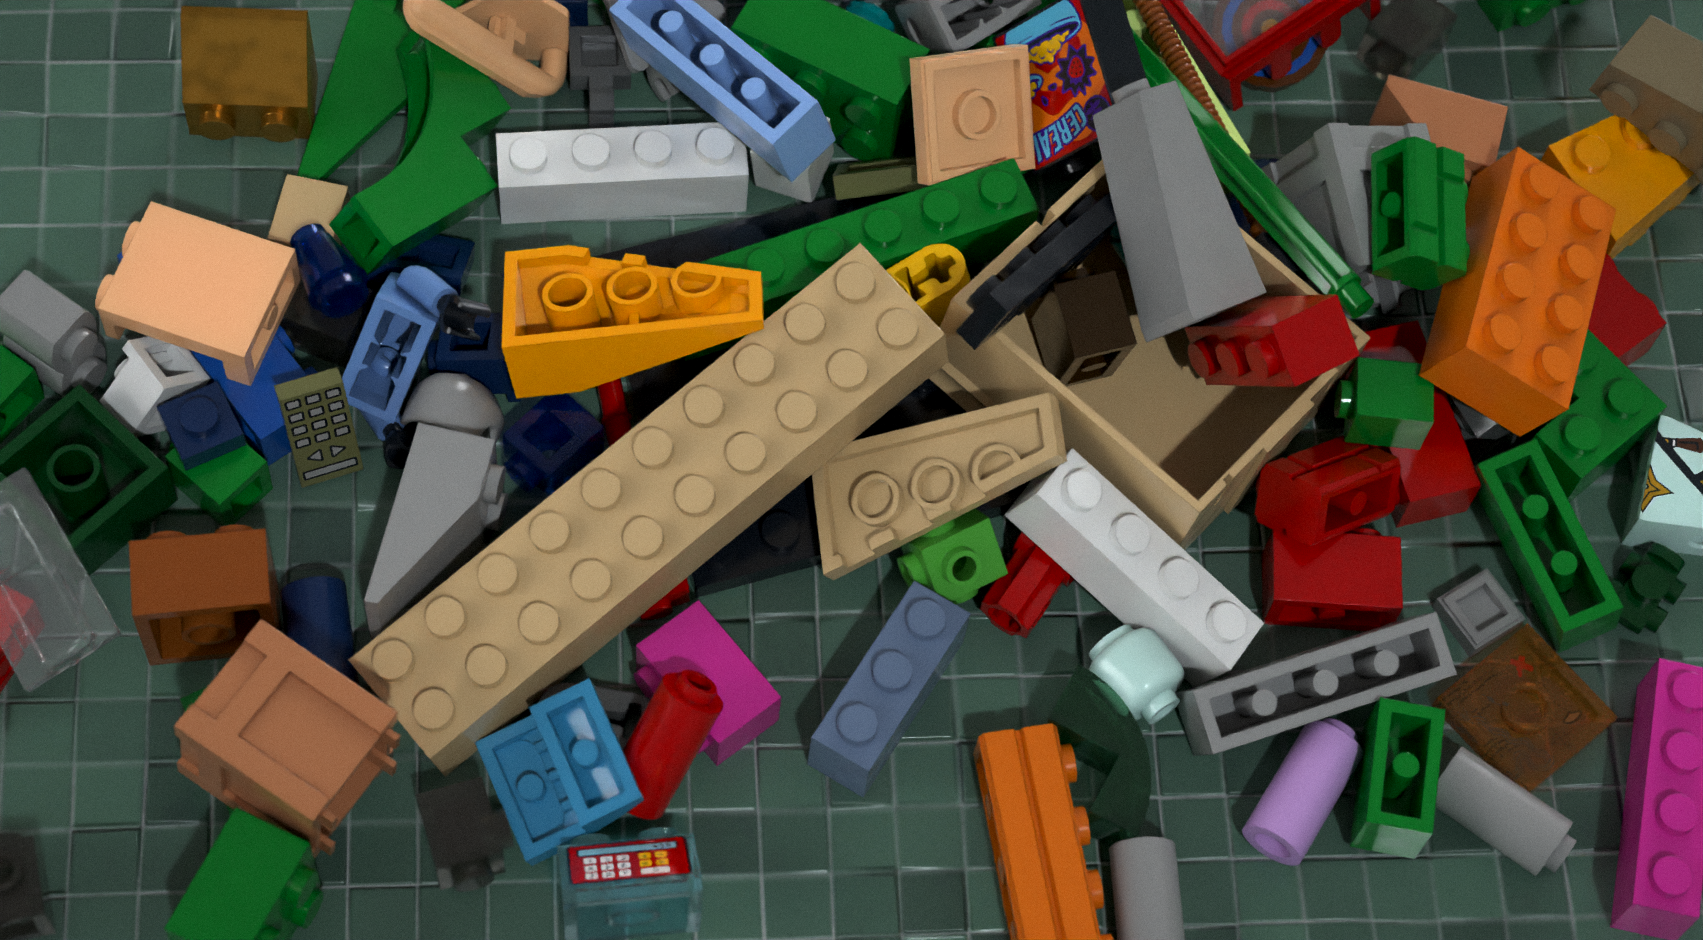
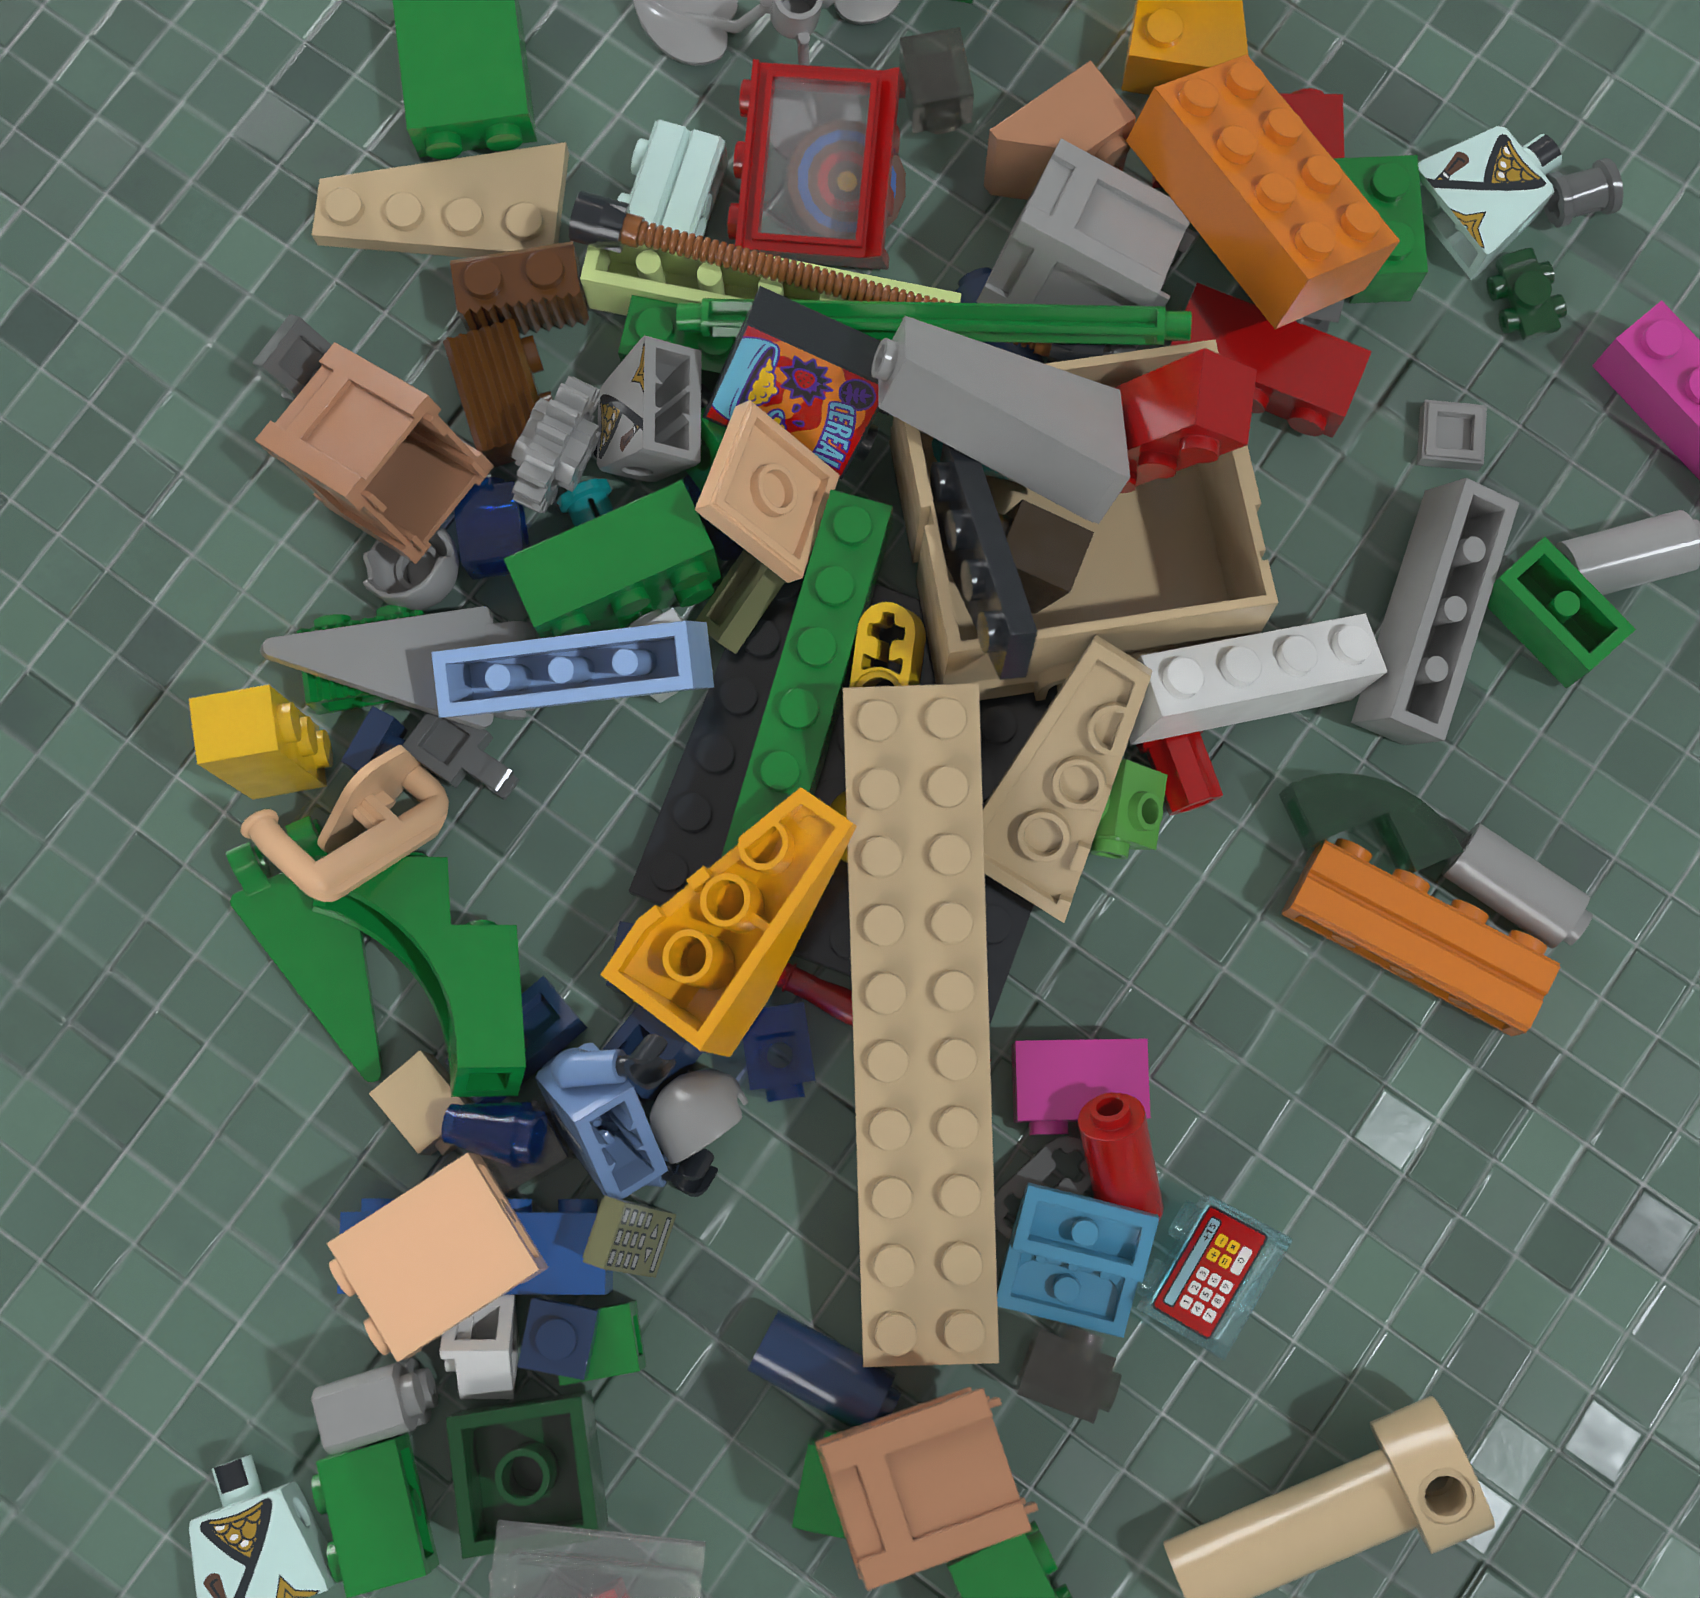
camera: 40 degrees left, 15 degrees up
(201, 592) = (715, 1442): dark orange brick -> none
(248, 73) = (244, 1057): pearl gold slope -> none
(437, 520) = (787, 1199): light grey slope -> none
(620, 172) = (572, 809): white brick -> none
(888, 689) = (1192, 942): sand blue brick -> none
(1139, 671) = (1321, 739): light aqua head -> none
(1304, 791) = (1509, 692): lavender brick -> none
(1327, 490) = (1293, 471): red brick -> none
(1333, 584) = (1351, 525): red brick -> none
(1385, 404) = (1280, 360): green brick -> none
(1418, 214) = (1151, 215): green brick -> none
(1525, 710) = (1558, 465): clear orange tile -> none
(1547, 546) = (1456, 342): green brick -> none

